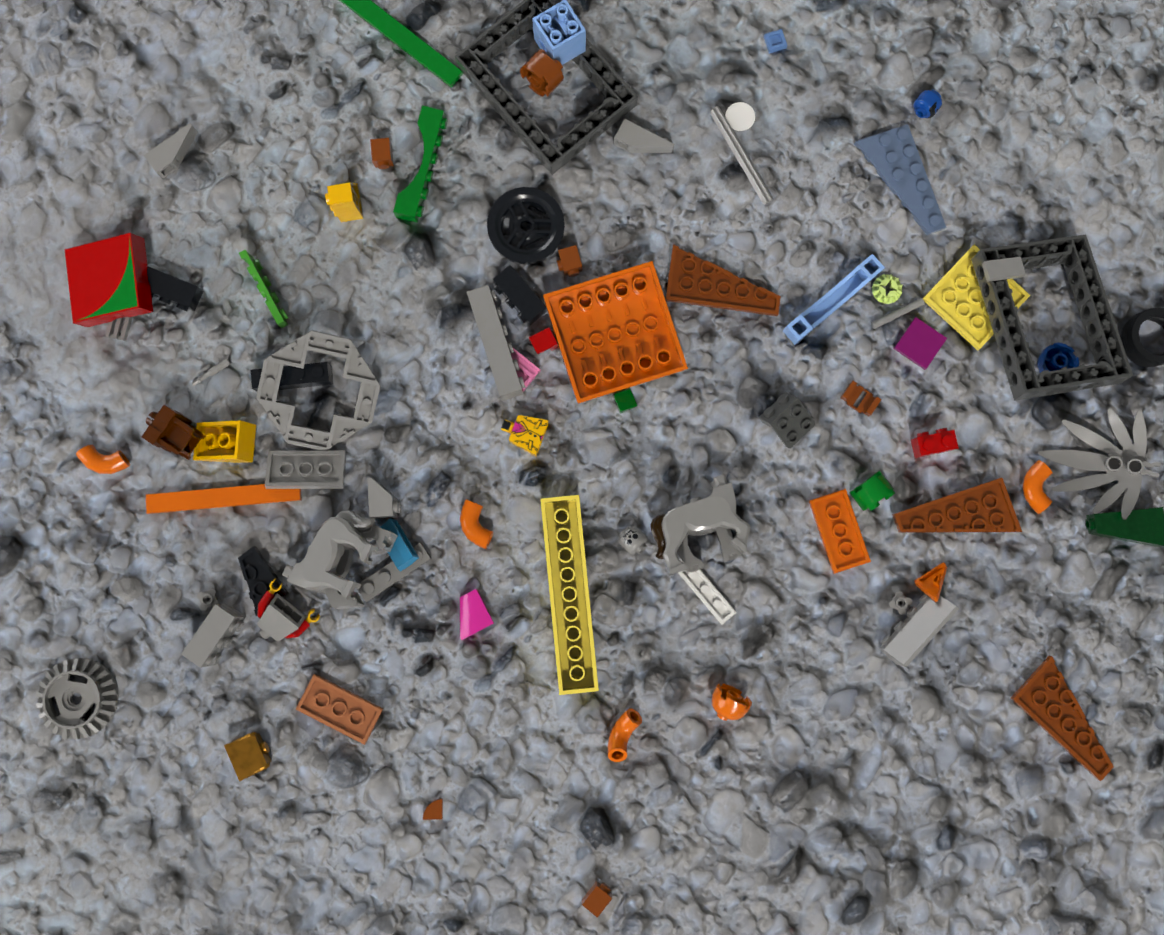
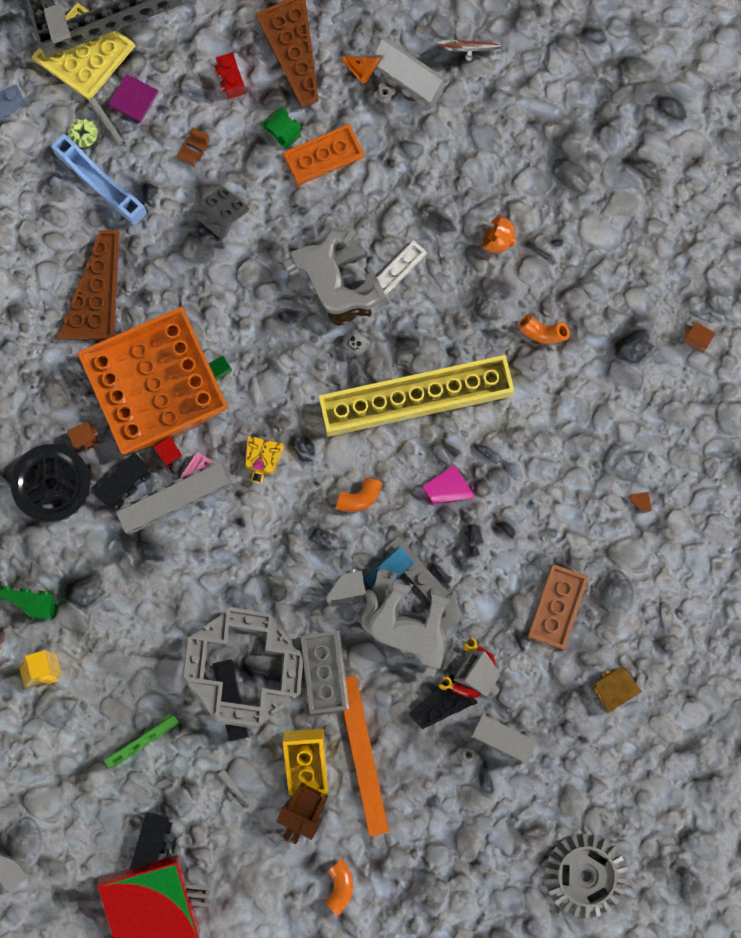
camera: 95 degrees left, 5 degrees down
(943, 697) = (467, 46): none -> shield

